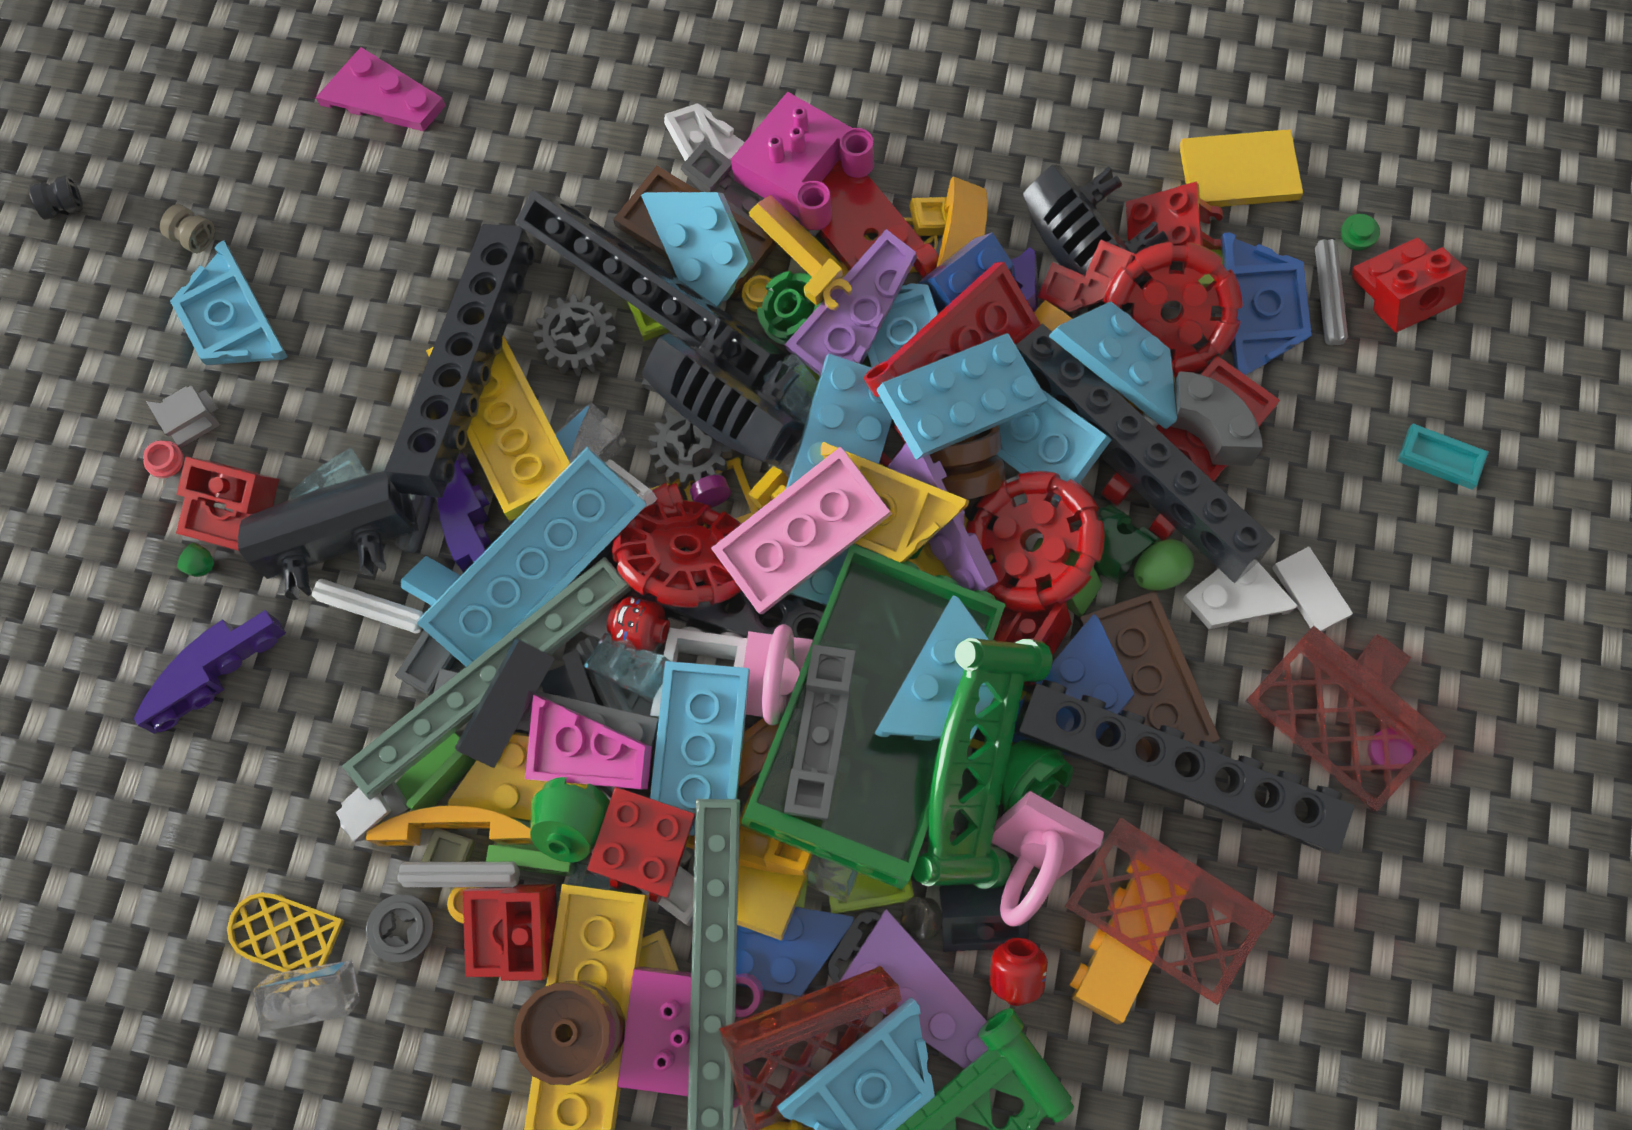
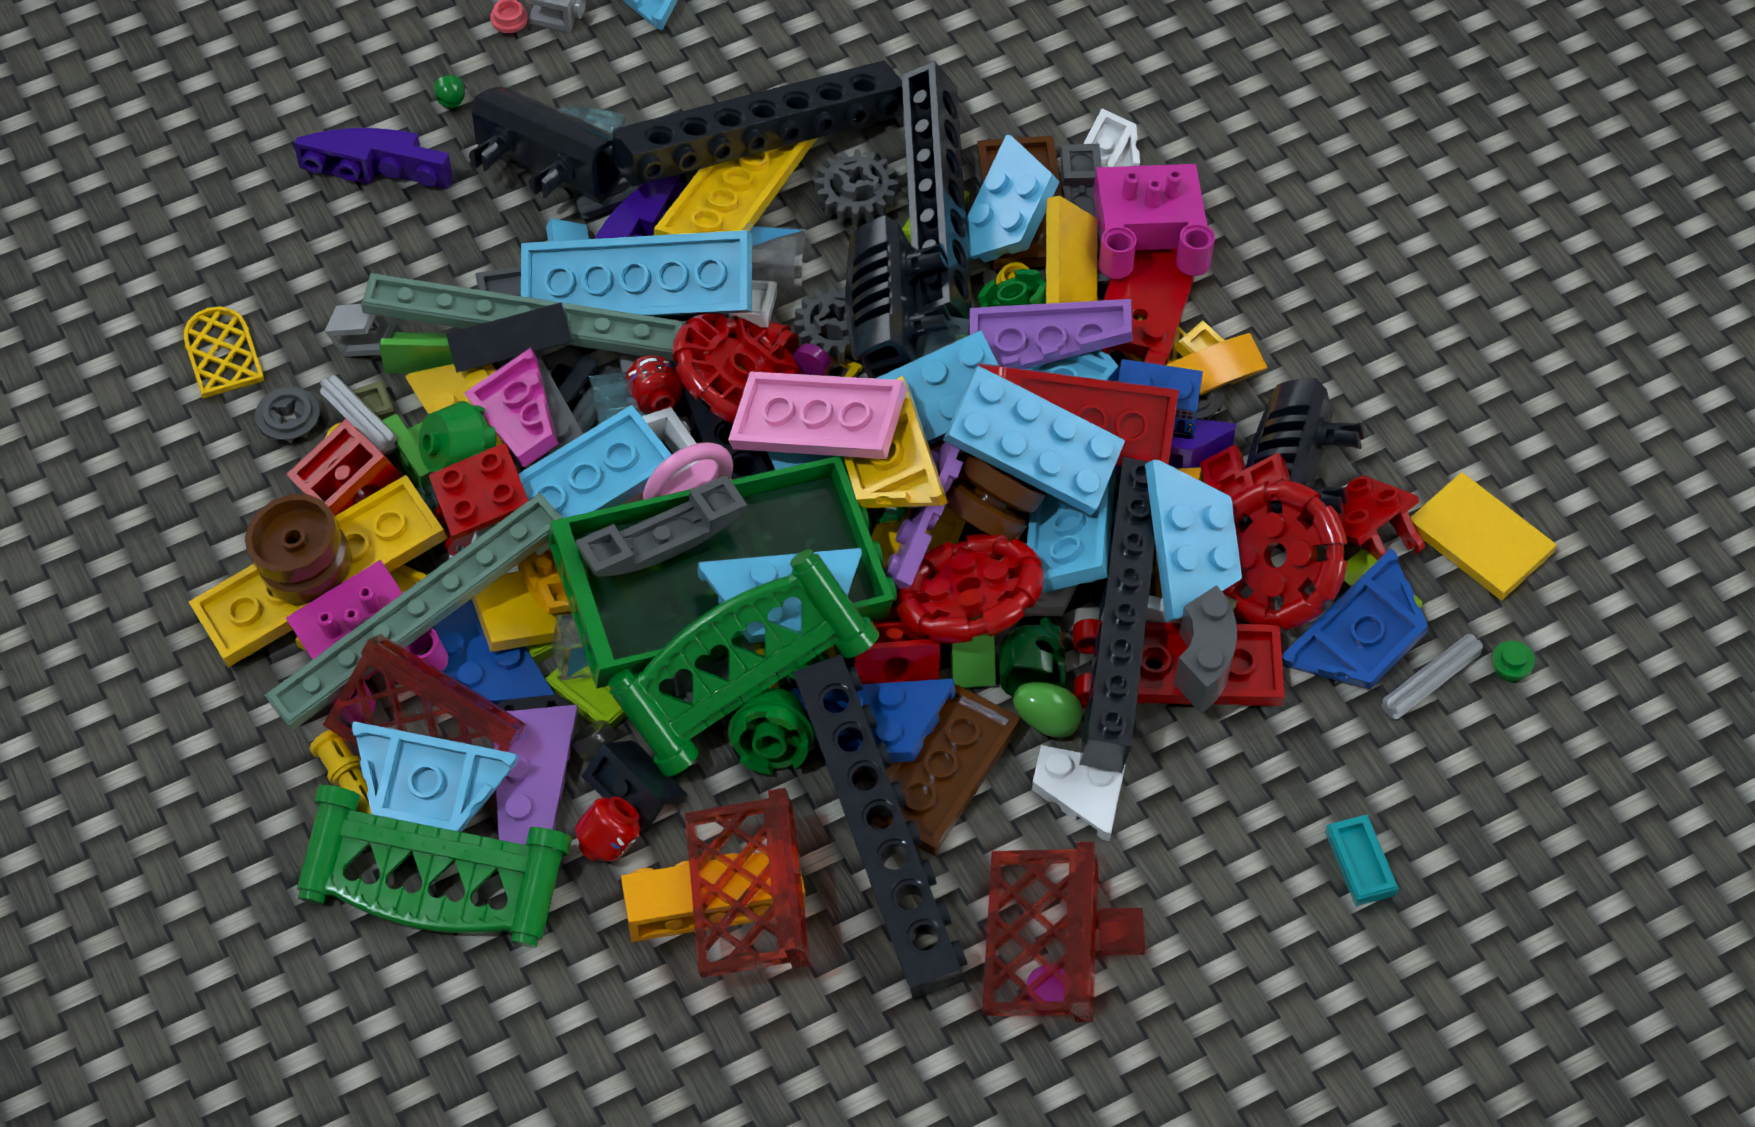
camera: 45 degrees right, 15 degrees down
(210, 483) = (517, 58): red brick -> none
(306, 995) = (188, 387): clear brick -> none
(367, 605) = (510, 211): white axle -> none
(406, 828) = (369, 362): light orange slope -> none
(824, 282) = (1041, 289): yellow tile -> none
(1041, 838) = (726, 761): bright pink tile -> none
(1312, 590) = (1137, 839): white tile -> none
(1411, 283) = (1517, 722): red brick -> none

